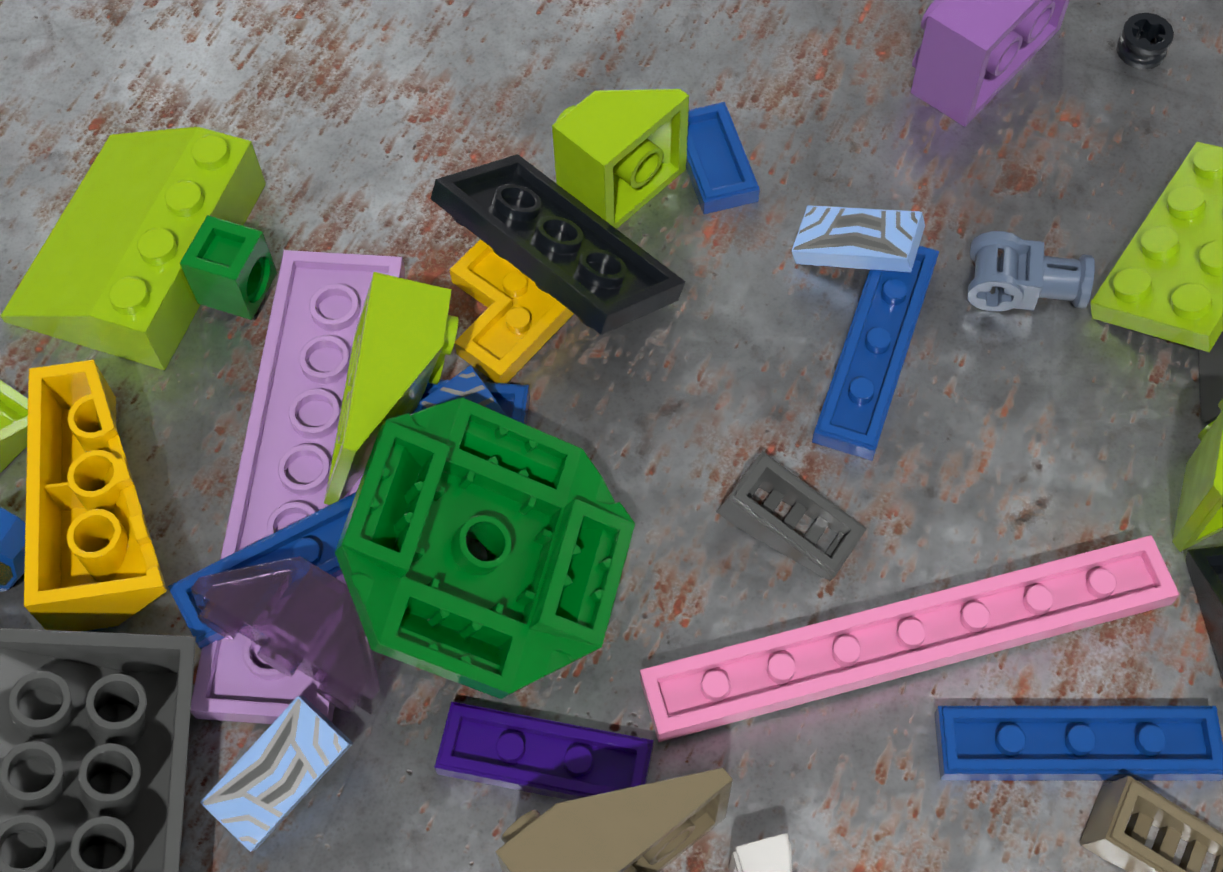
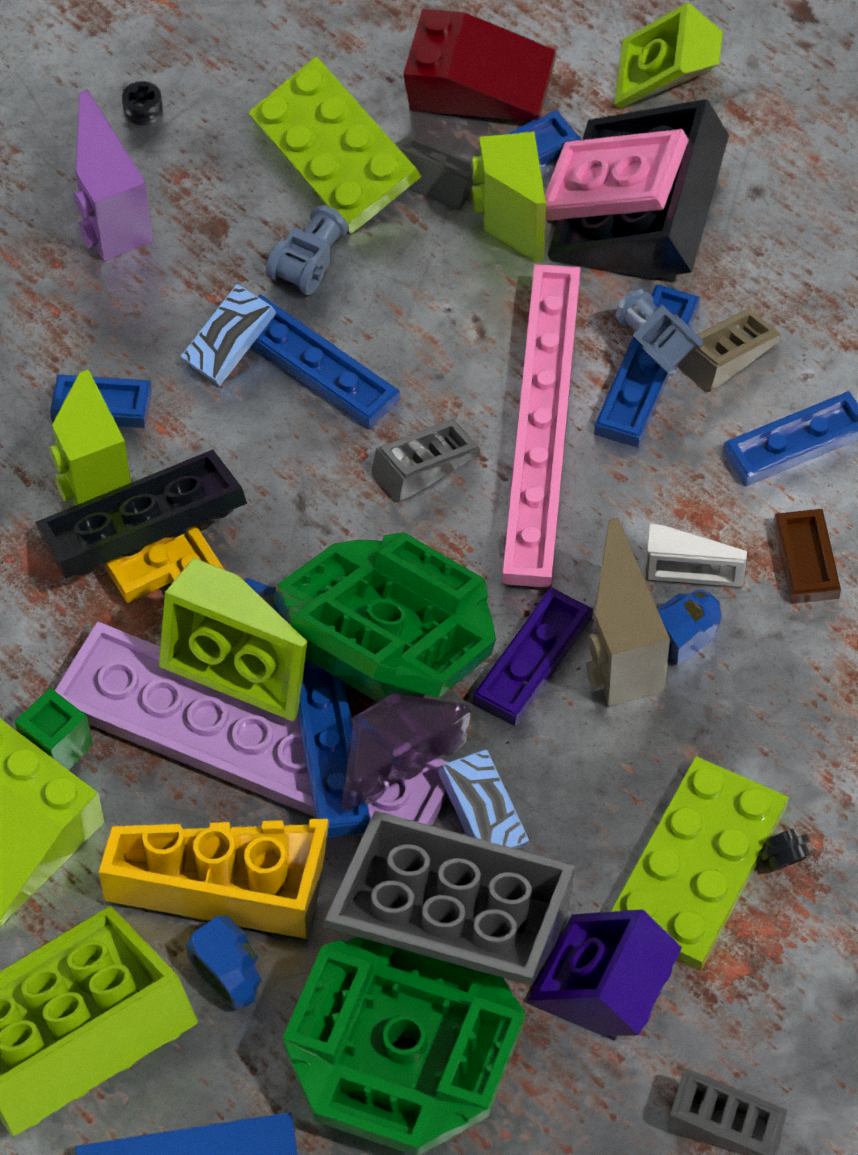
camera: 70 degrees left, 5 degrees down
(1117, 738) = (657, 329): none -> sand blue connector

